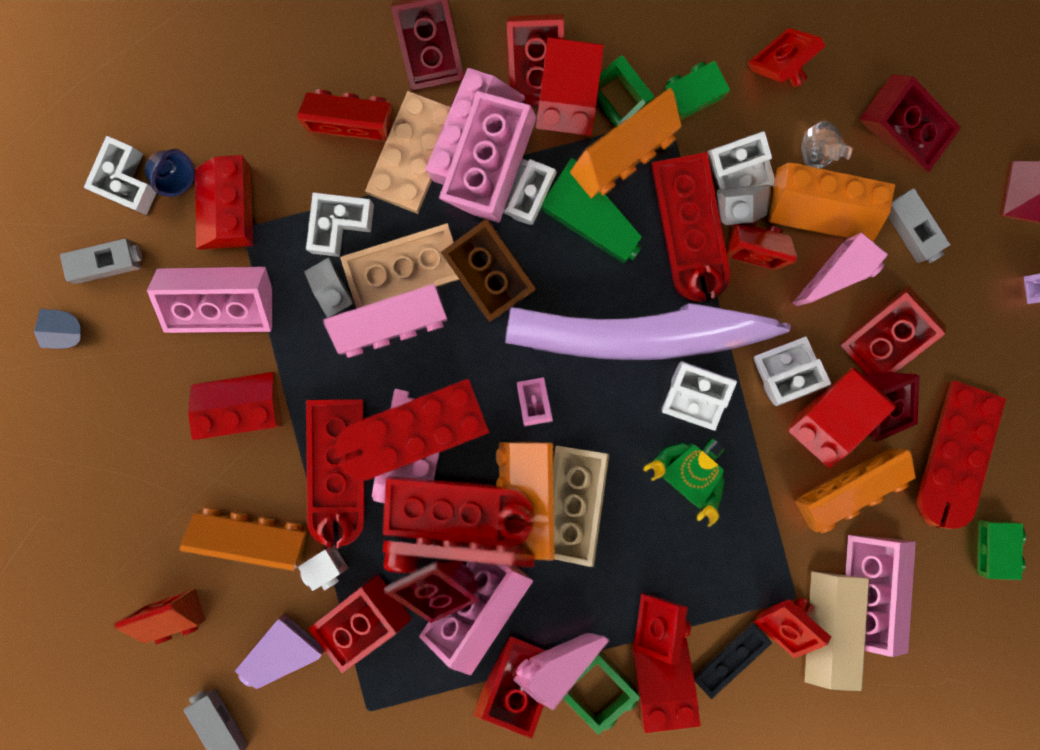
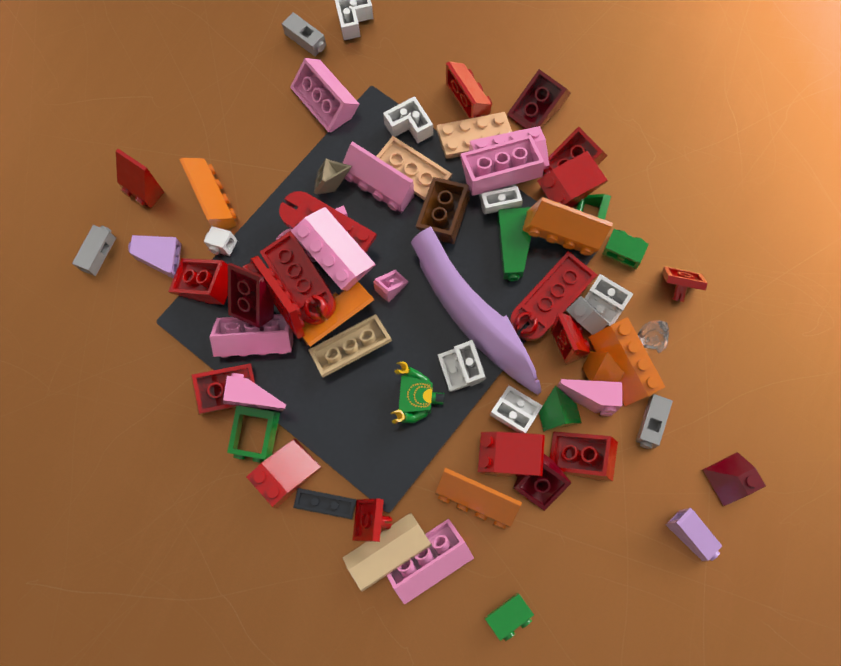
camera: 65 degrees right, 15 degrees down
(57, 329) = (253, 38): sand blue brick -> none
(169, 172) = (373, 33): dark blue helmet -> none
(223, 203) = (378, 68): red slope -> none
(234, 406) = (275, 143): red slope -> none
(329, 289) = (373, 140): light grey slope -> none
(330, 491) = (263, 220): red plate -> none
(337, 375) = (330, 176): none -> dark tan slope
(455, 448) = (333, 248): none -> bright pink slope
(661, 628) = (314, 442): red tile -> none
(820, 240) = (602, 367): none -> orange slope
(827, 323) = (558, 411): none -> green slope
(910, 121) = (708, 375): dark red slope -> none
(959, 456) = (545, 547): red plate -> none

